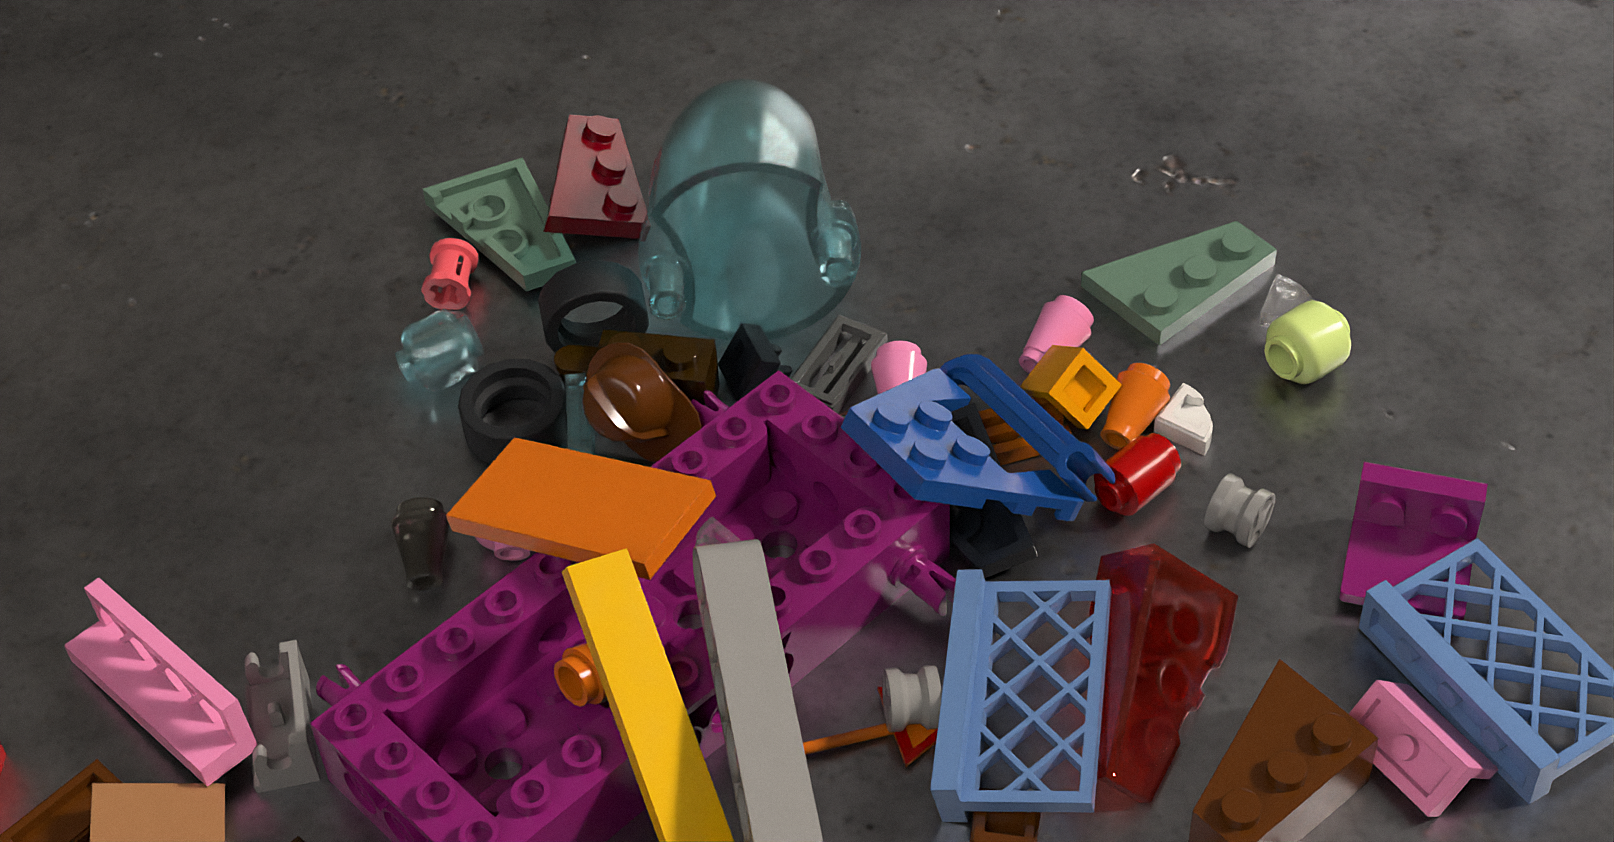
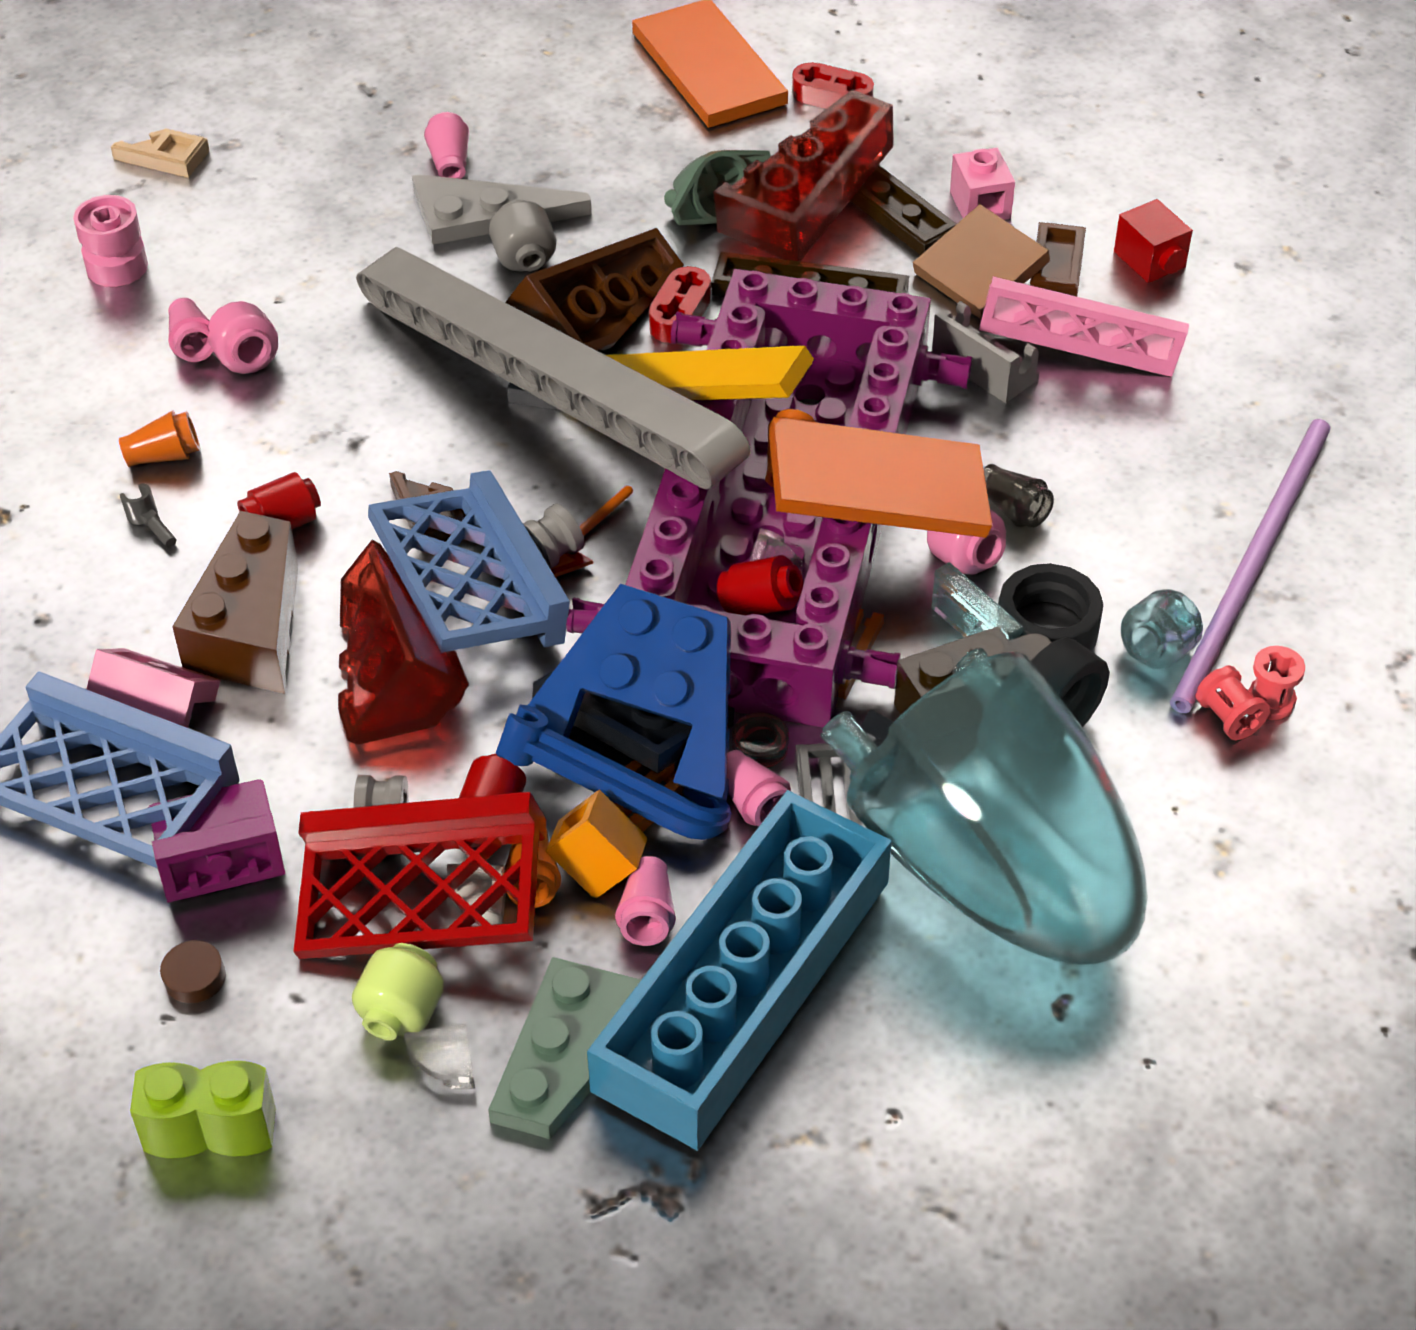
camera: 145 degrees right, 0 degrees up
(249, 408) = (1249, 567): none -> lavender piece
(398, 268) = (1284, 674): none -> coral bush
(505, 220) = (1243, 783): sand green wing -> none
(595, 182) = (1210, 856): wing -> none
(636, 402) = (939, 613): reddish brown piece -> none
(763, 508) = (760, 586): none -> red brick
(1019, 236) = (739, 969): none -> dark azure brick
(1228, 439) = (426, 829): none -> red fence
(1474, 459) = (192, 971): none -> reddish brown tile
(1509, 325) = (198, 1110): none -> lime brick

